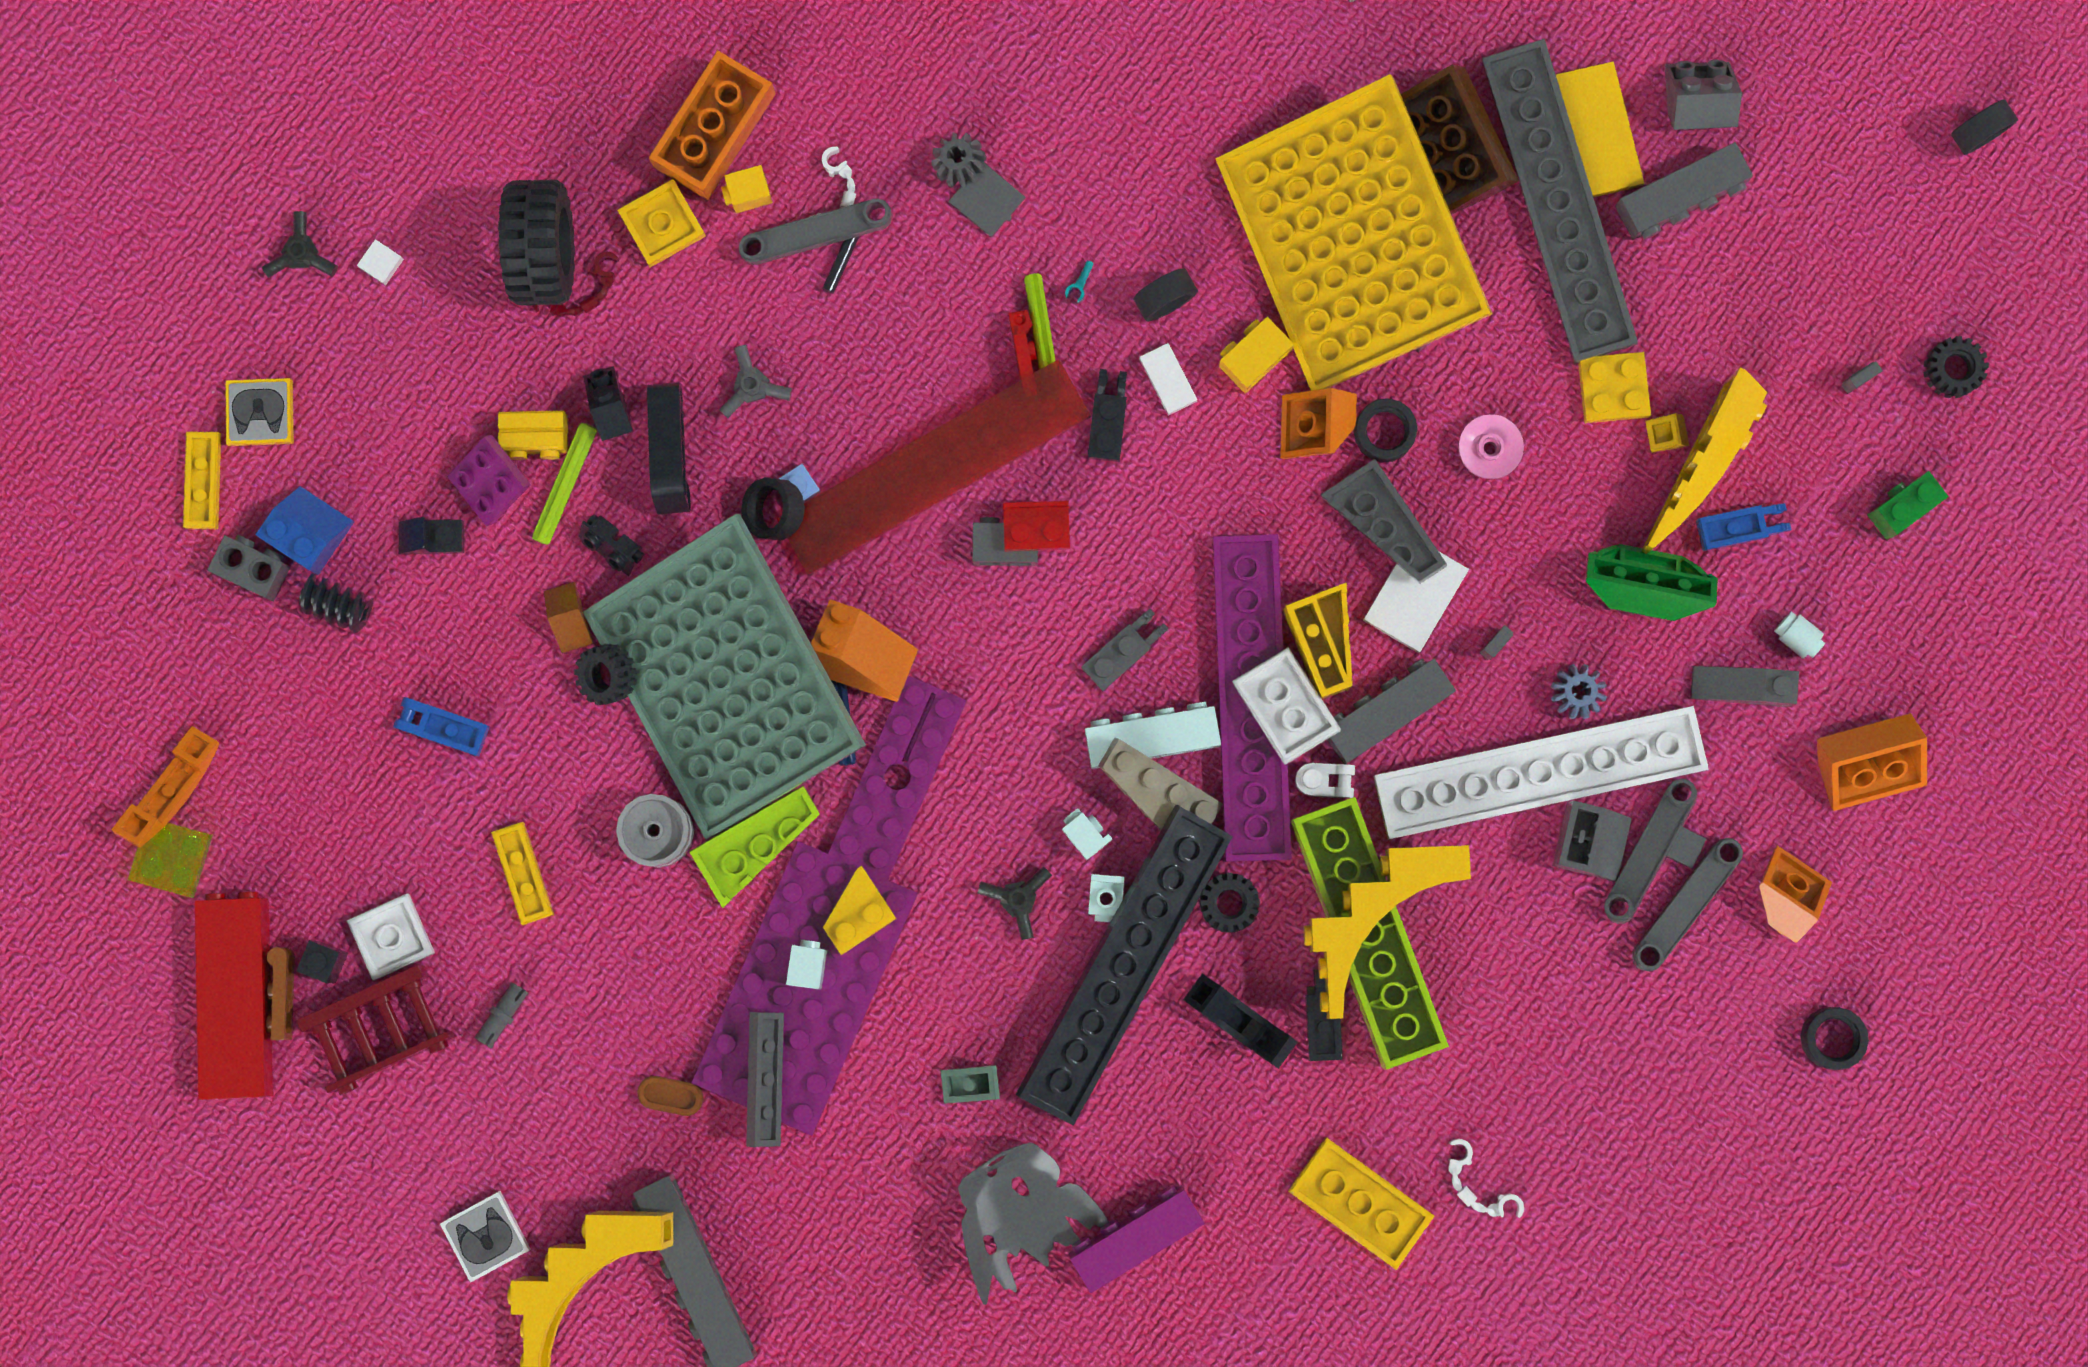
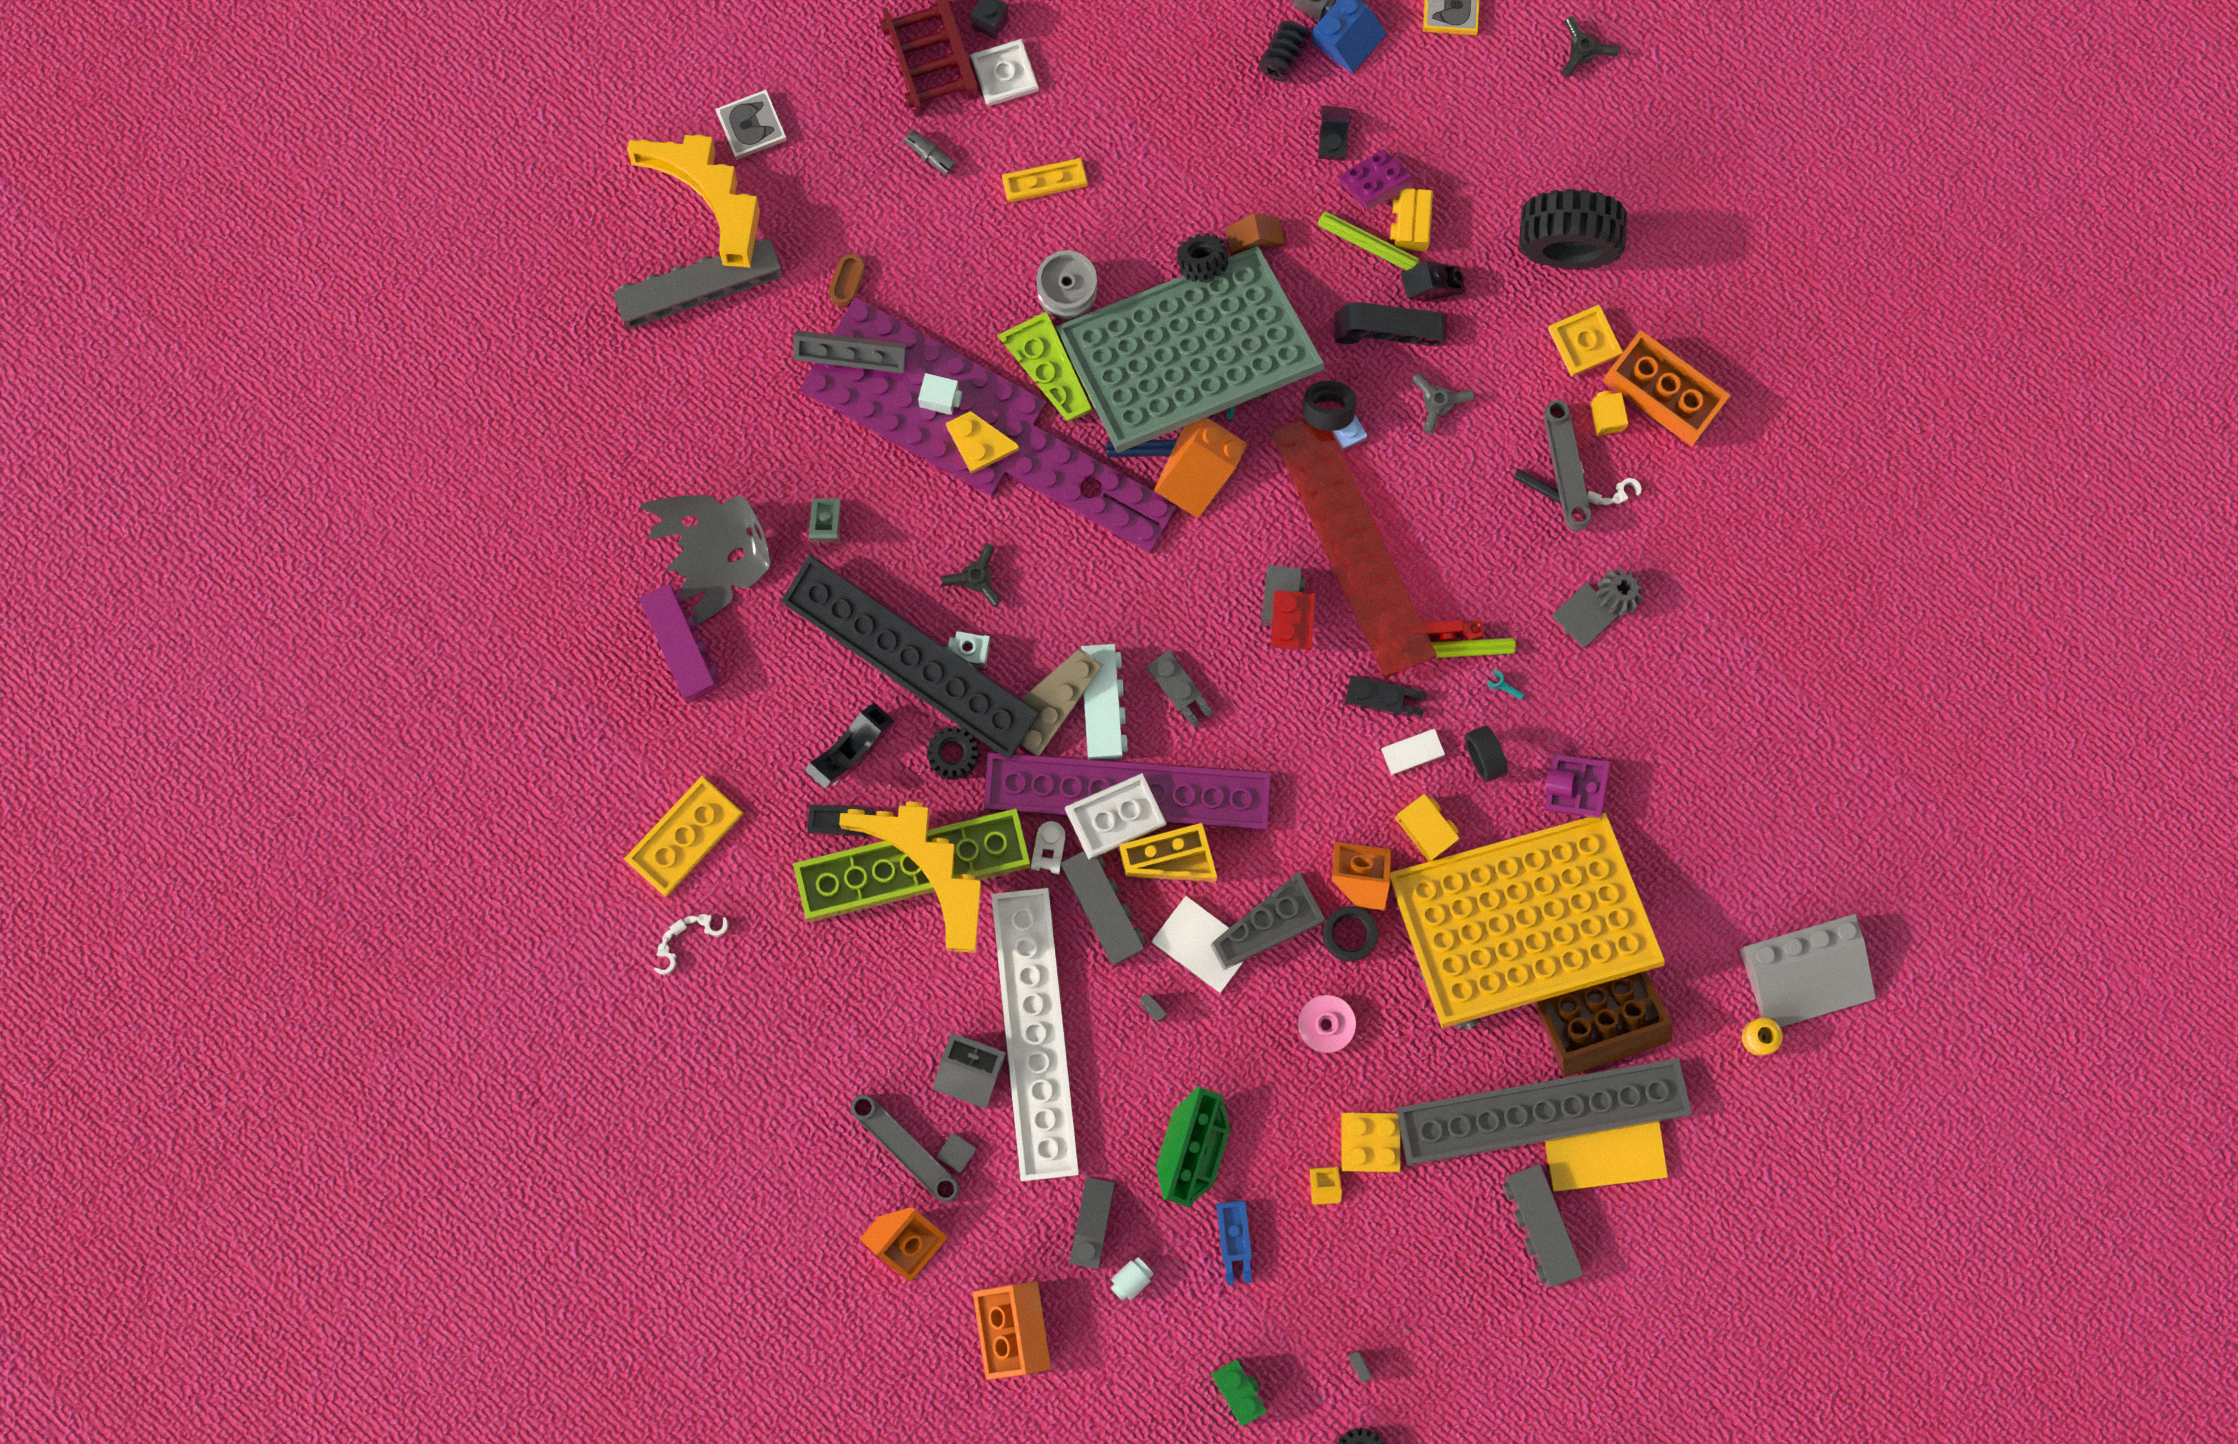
camera: 90 degrees right, 5 degrees down
(380, 262) = (1570, 111): white tile -> none
(442, 727) = (1172, 126): blue plate -> none
(590, 302) = (1522, 279): dark red piece -> none
(599, 535) = (1304, 280): black hinge -> none
(1085, 833) = (1025, 637): light aqua brick -> none
(1189, 191) = (1577, 786): none -> magenta plate
(1585, 702) = (1092, 1078): sand blue gear -> none
(1651, 851) = (955, 1121): dark grey piece -> none
(1702, 95) = (1630, 1253): dark grey slope -> none
(1713, 451) = (1308, 1224): yellow wedge -> none
(1859, 1034) = (788, 1279): black tyre -> none

